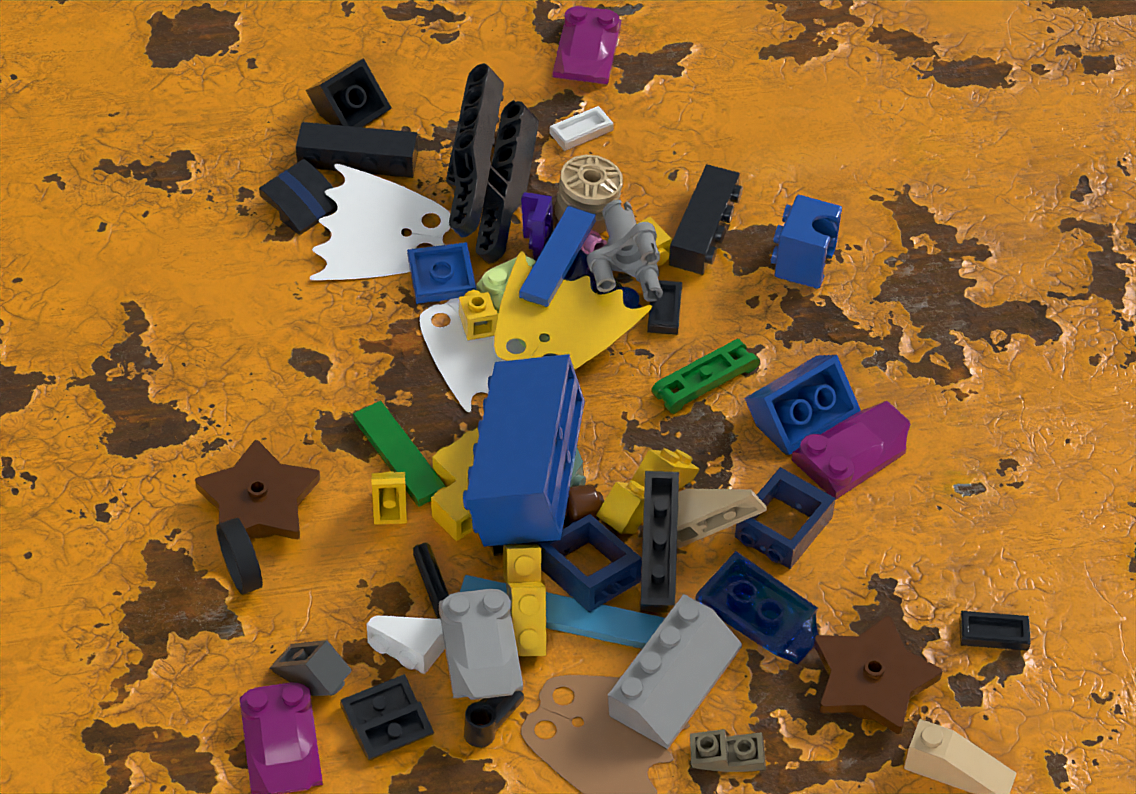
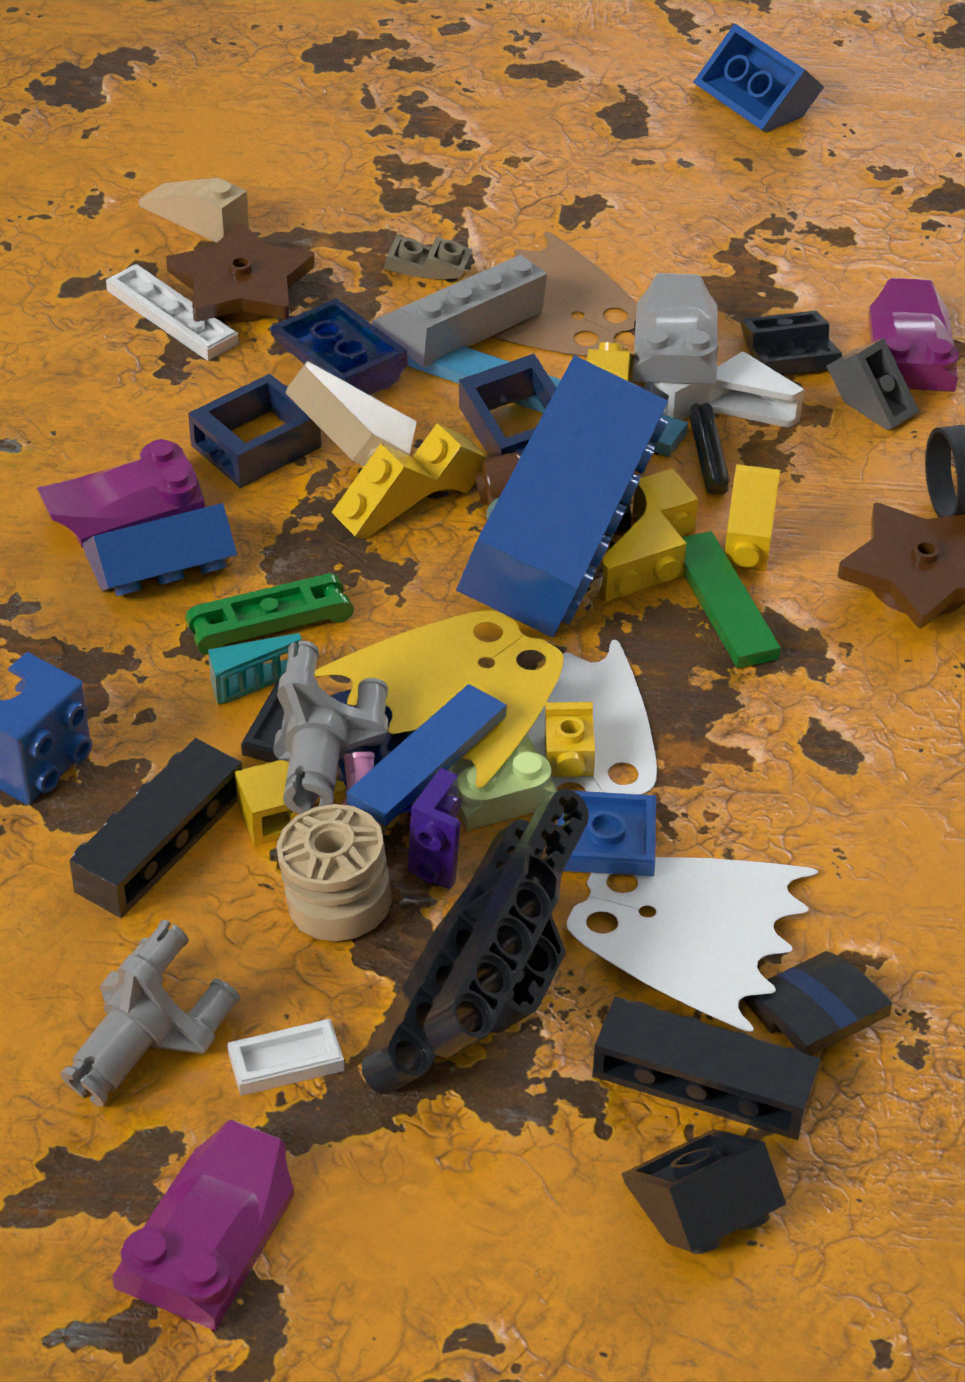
camera: 165 degrees left, 5 degrees down
(659, 541) = (428, 385): black brick -> none
(660, 116) = (144, 1017): none -> light grey wheel
(698, 327) = (240, 667): none -> teal slope
(954, 660) = (171, 312): none -> white tile
(994, 630) = (76, 306): black tile -> none

